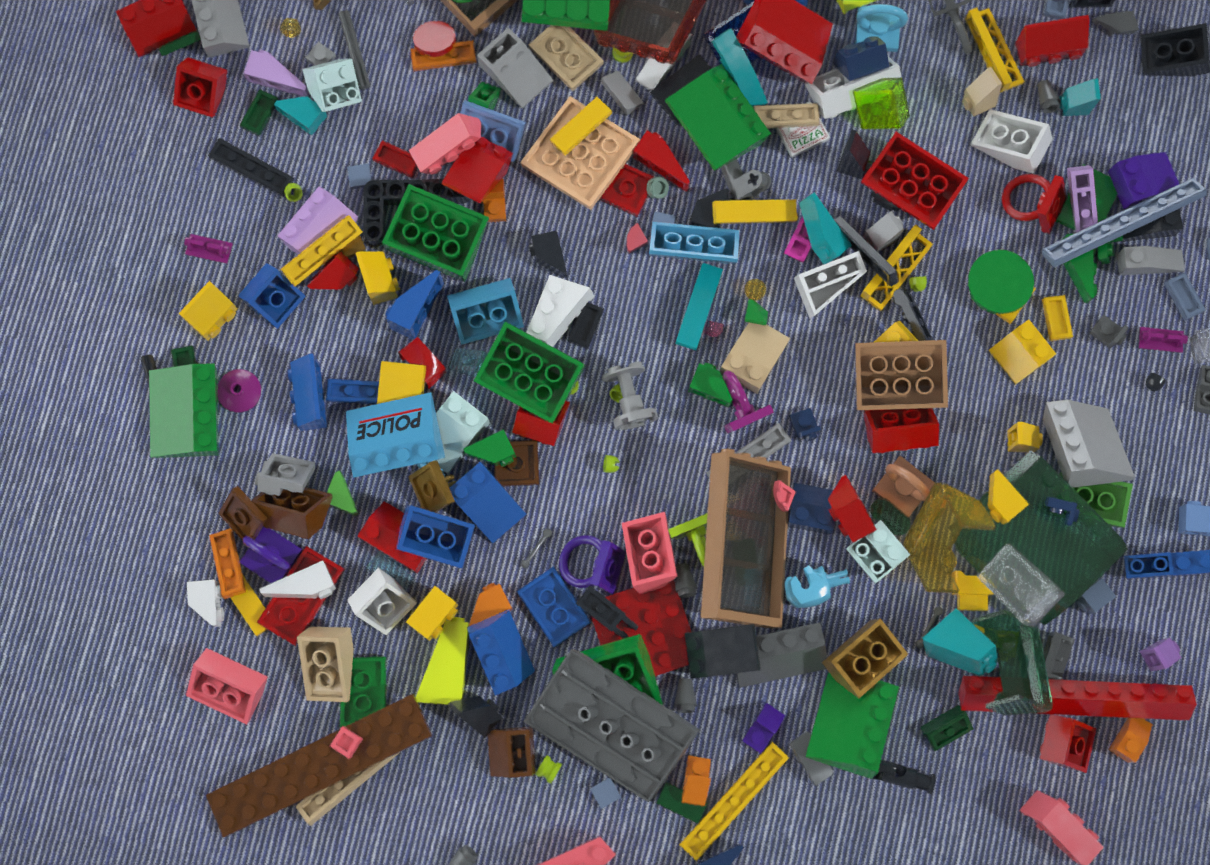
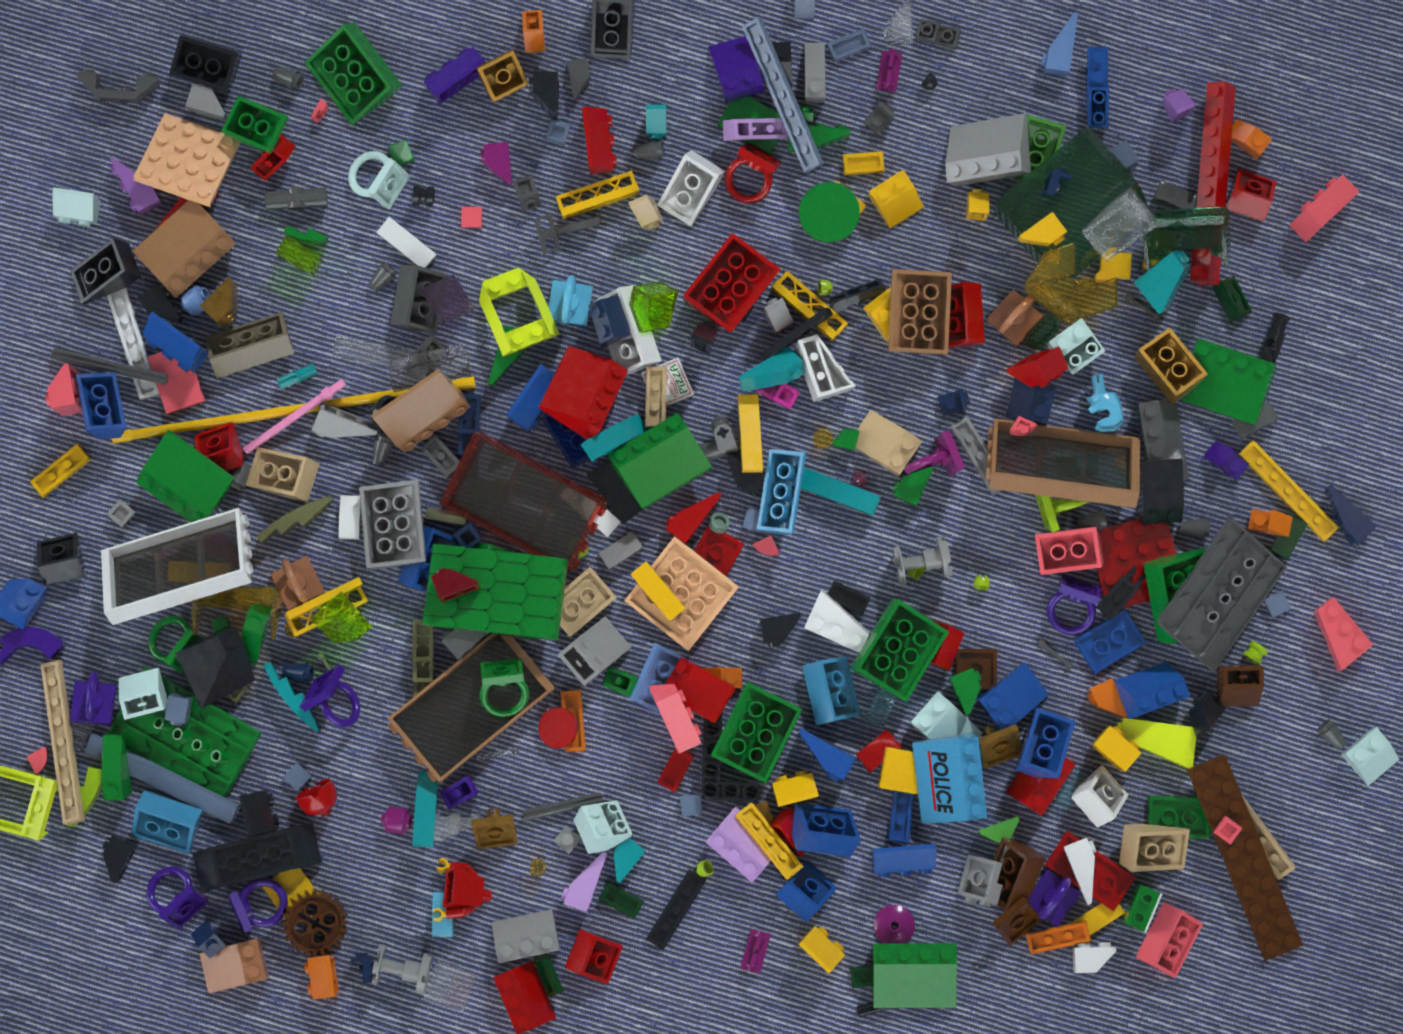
camera: 85 degrees left, 5 degrees up
(258, 650) = (1141, 908): none -> green piece
(335, 307) = (824, 830): none -> blue slope

